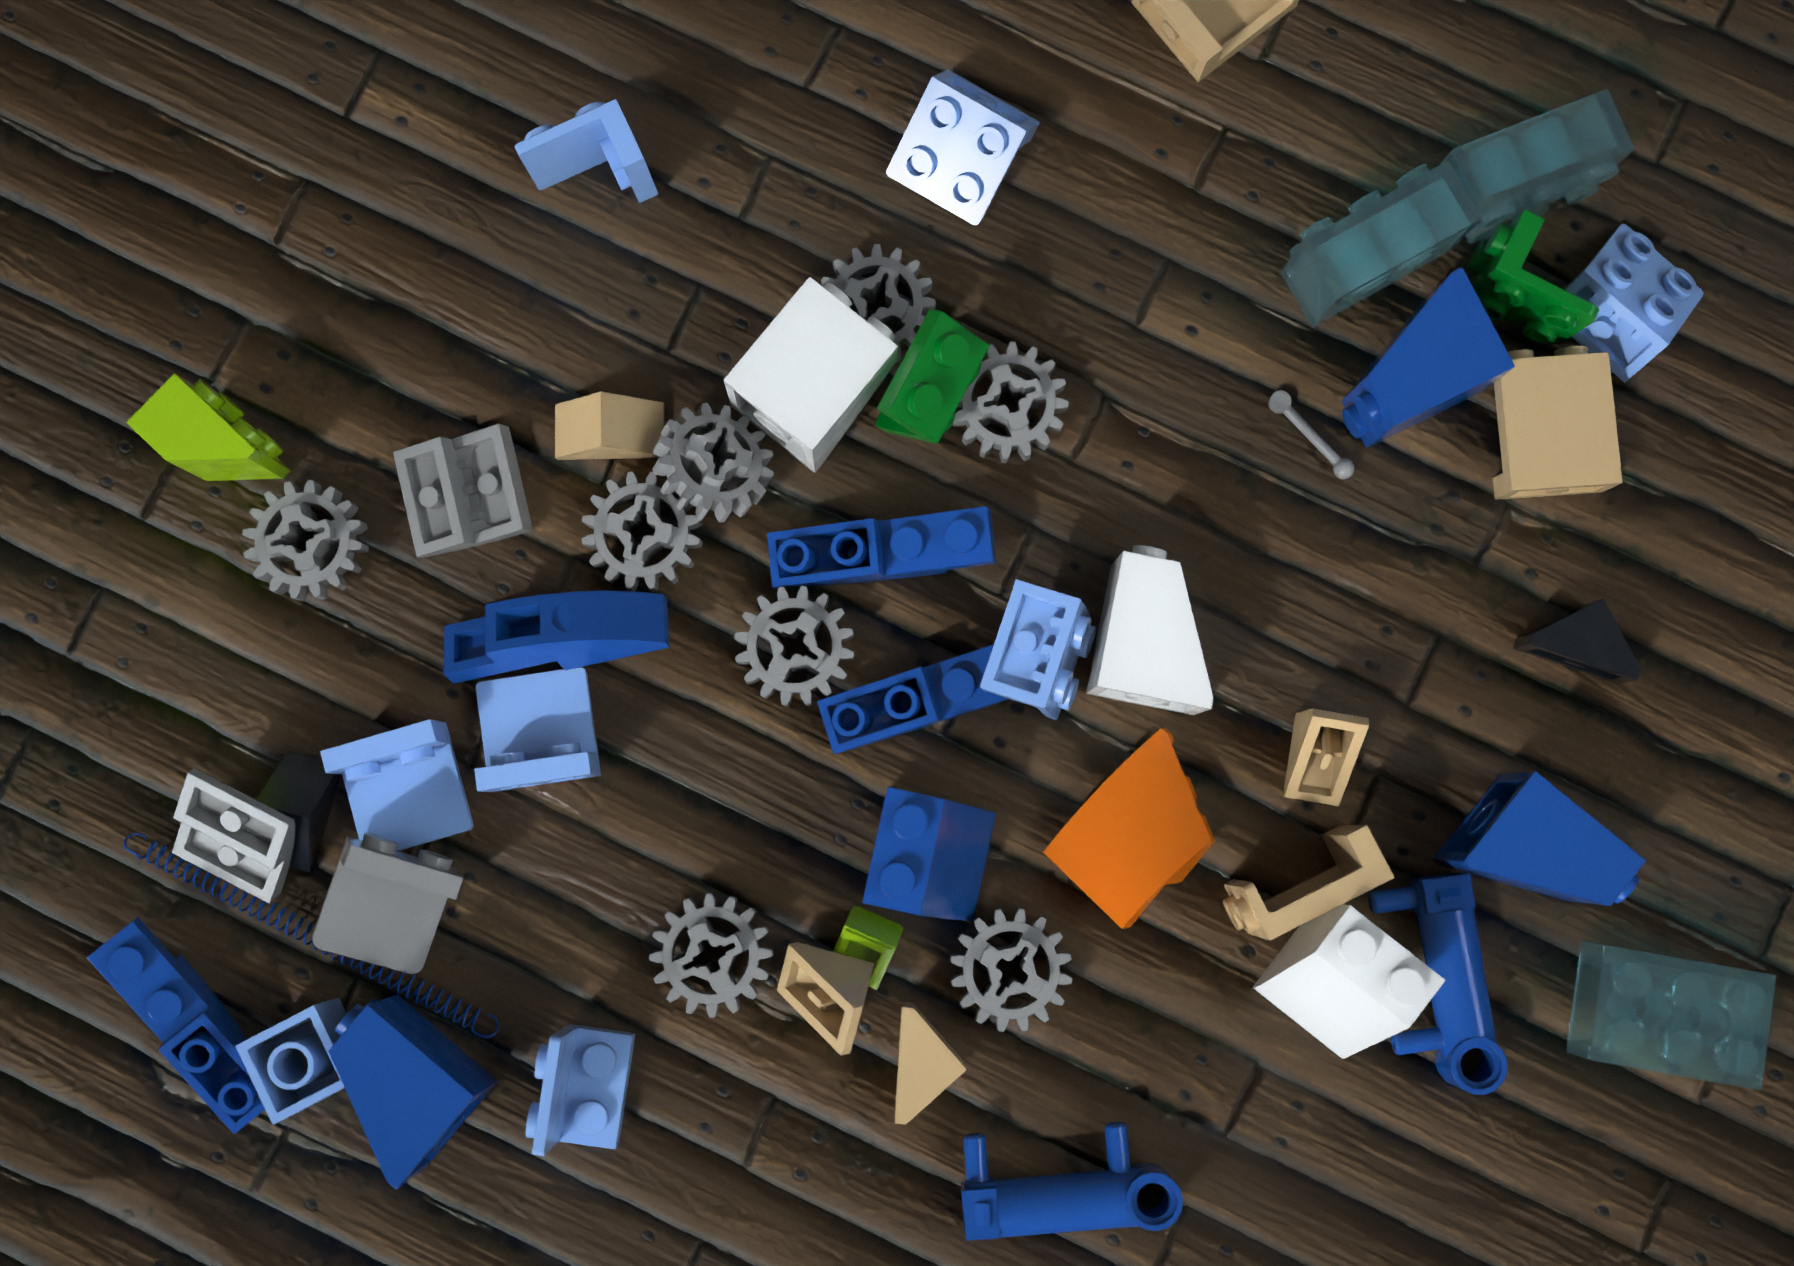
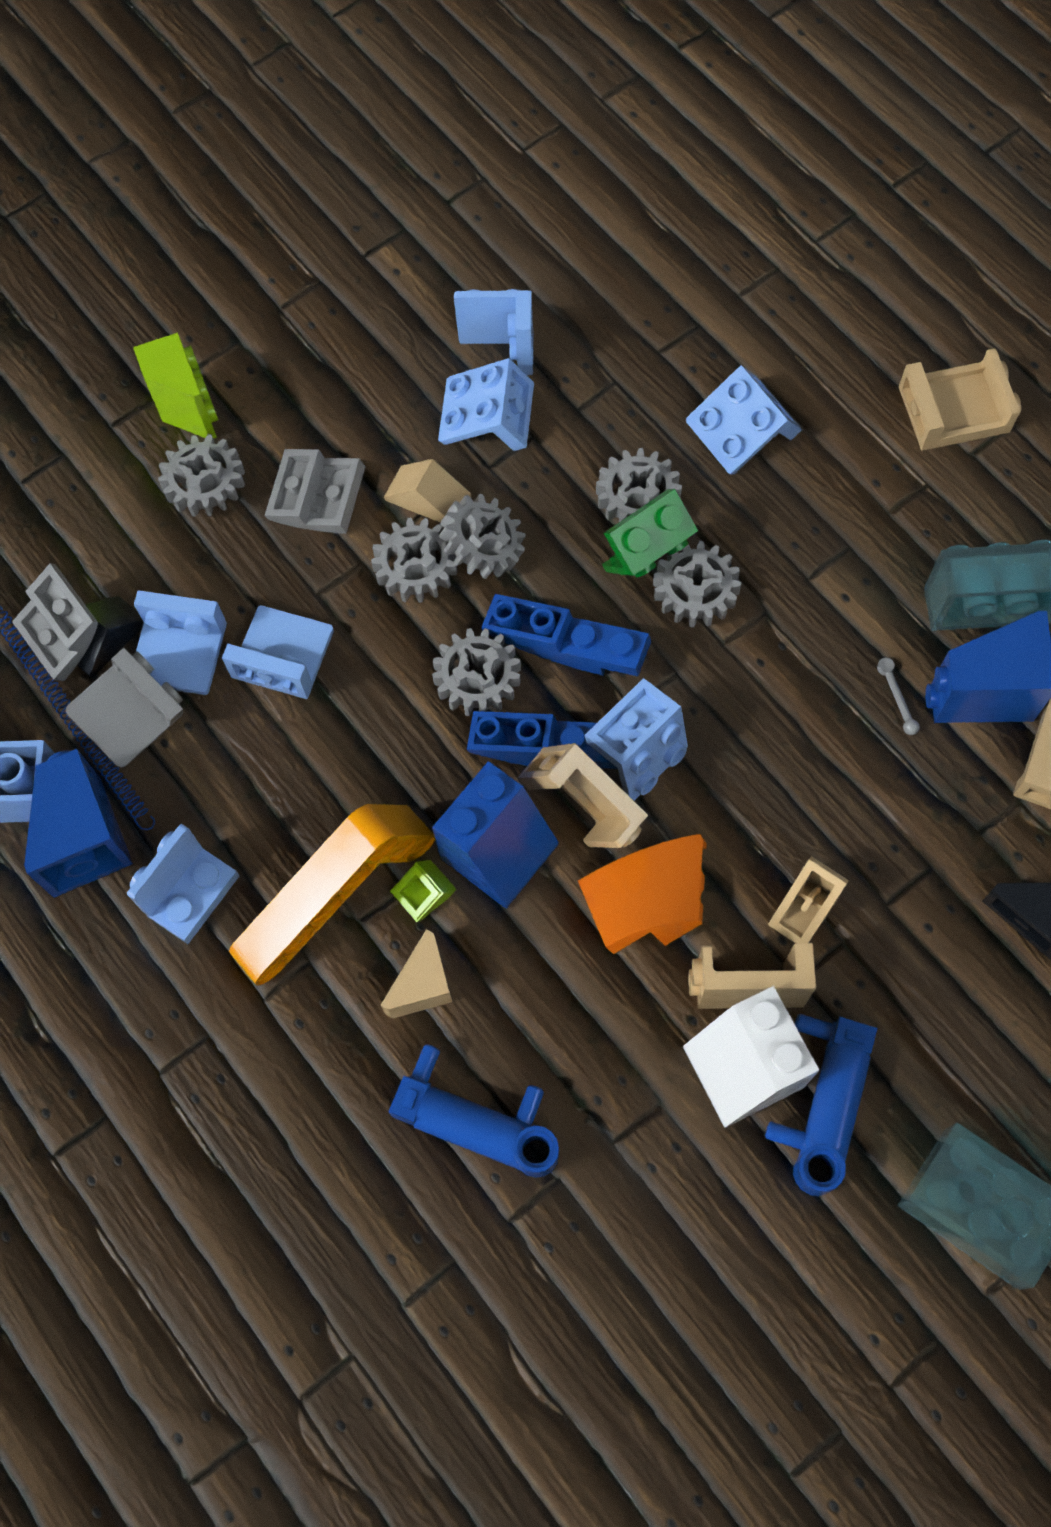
camera: 30 degrees right, 15 degrees down
(558, 627) = (335, 592): blue slope -> none
(624, 271) = (487, 401): none -> light blue bracket
(721, 979) = (299, 838): light grey gear -> none
(763, 1008) = (326, 881): none -> beam
(812, 372) = (571, 504): white slope -> none
(826, 991) = (384, 903): tan slope -> none
(974, 750) = (571, 769): none -> tan panel
(1031, 982) = (501, 956): light grey gear -> none
(1149, 637) = (713, 765): white slope -> none
(1541, 842) = (939, 1032): blue slope -> none

